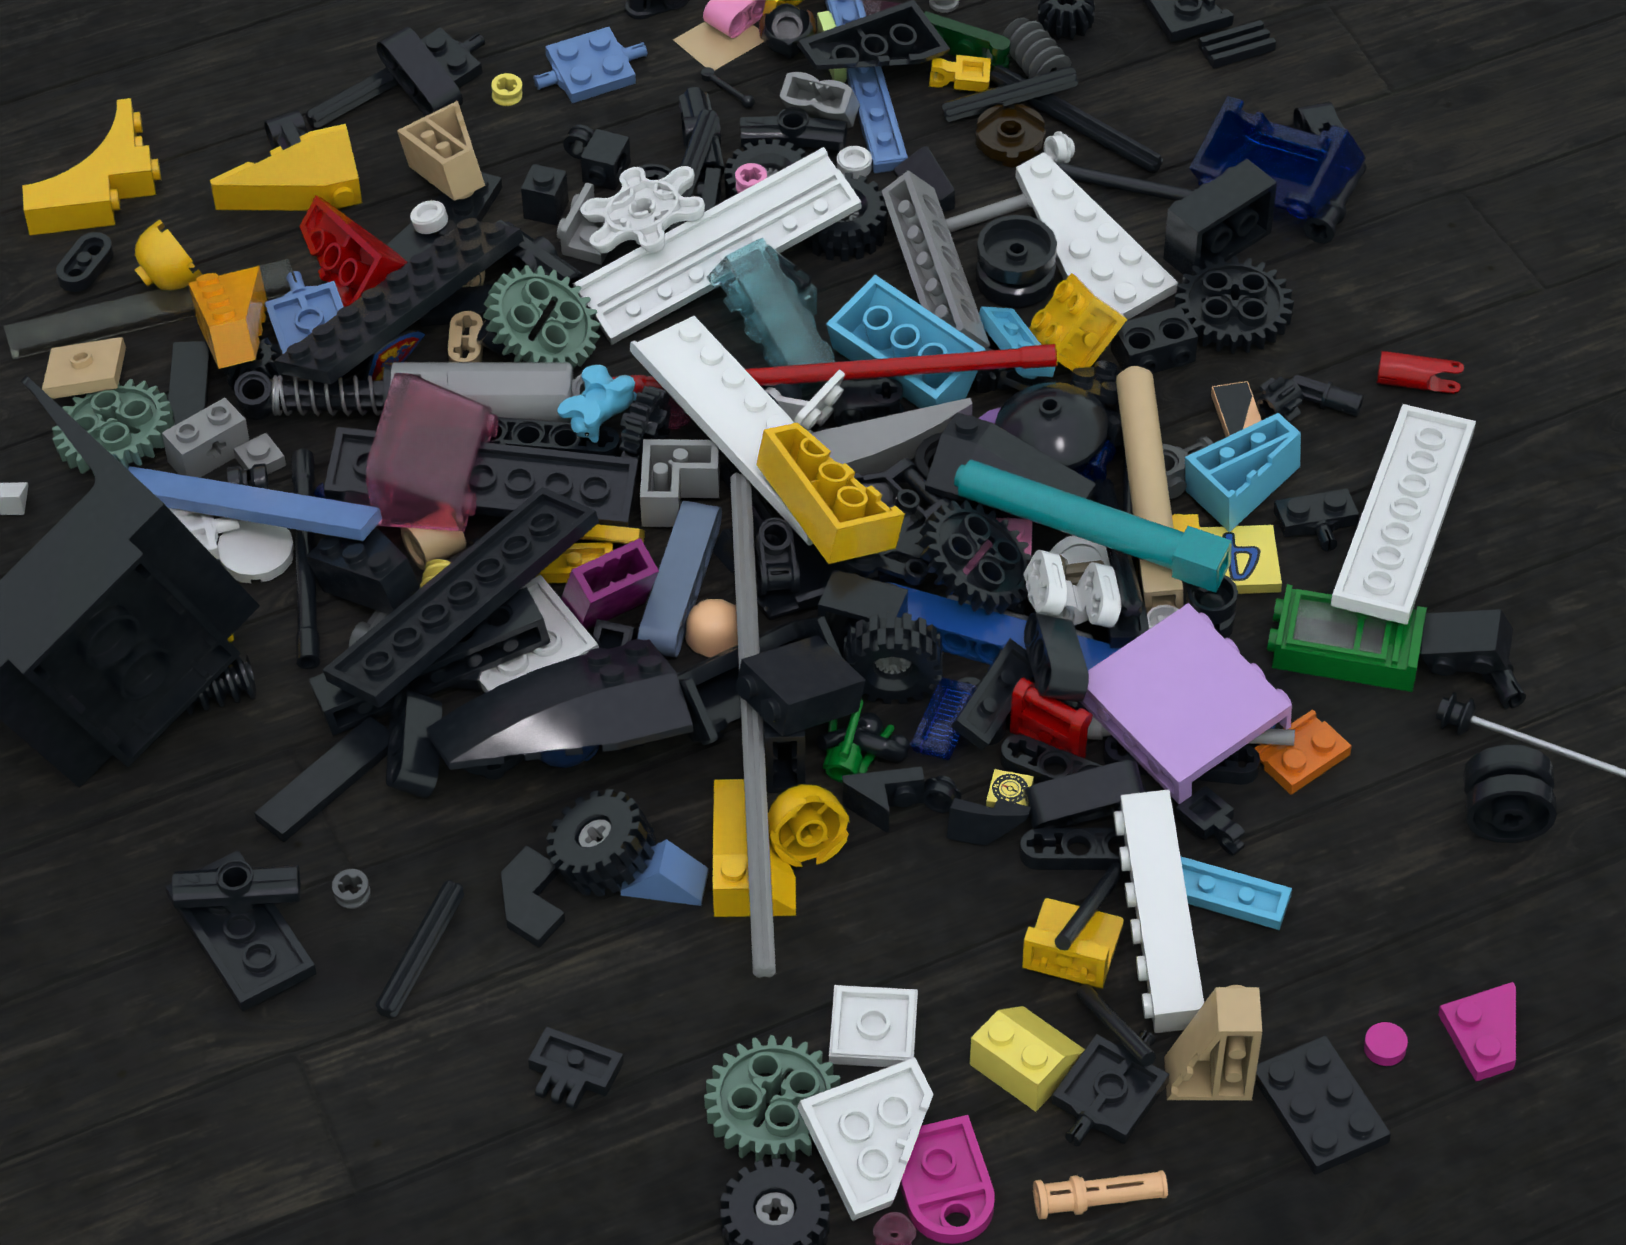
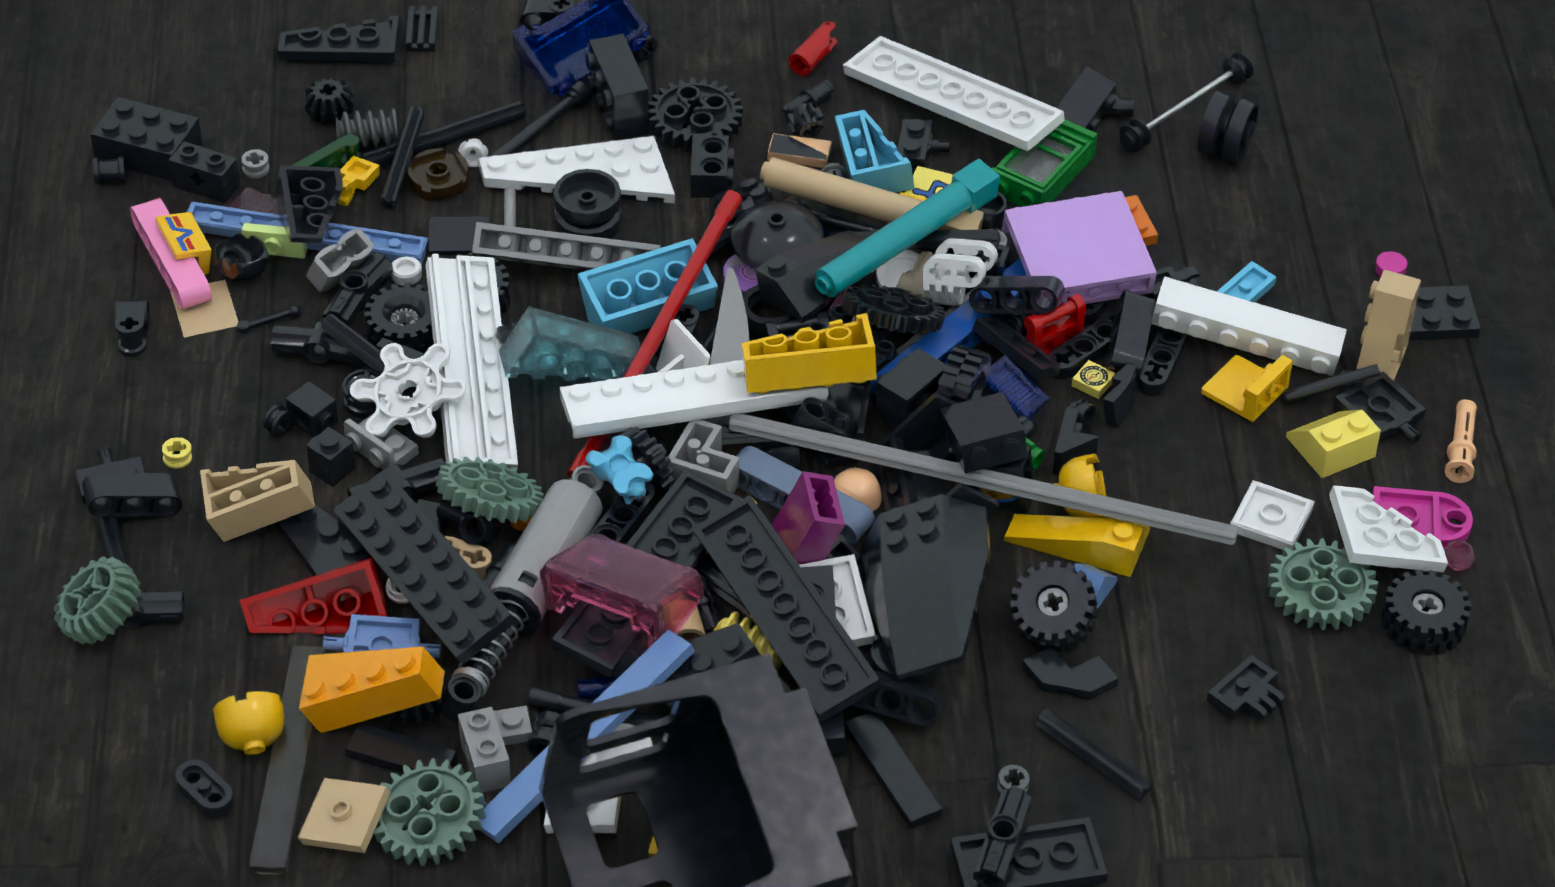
camera: 70 degrees left, 5 degrees down
(93, 188) = (108, 742): yellow arch -> none
(266, 97) = (97, 600): none -> sand green gear
(294, 176) = (210, 608): yellow wedge -> none
(429, 217) = (312, 534): white tile -> none
(590, 65) = (185, 392): medium blue plate -> none
(749, 175) = (414, 312): bright pink bush -> none
(1011, 333) = (669, 233): medium azure plate -> none
(1076, 323) = (673, 195): yellow bracket -> none
(1089, 907) = (1233, 358): black bar -> none
(1484, 1030) = (1398, 217): dark pink wing -> none

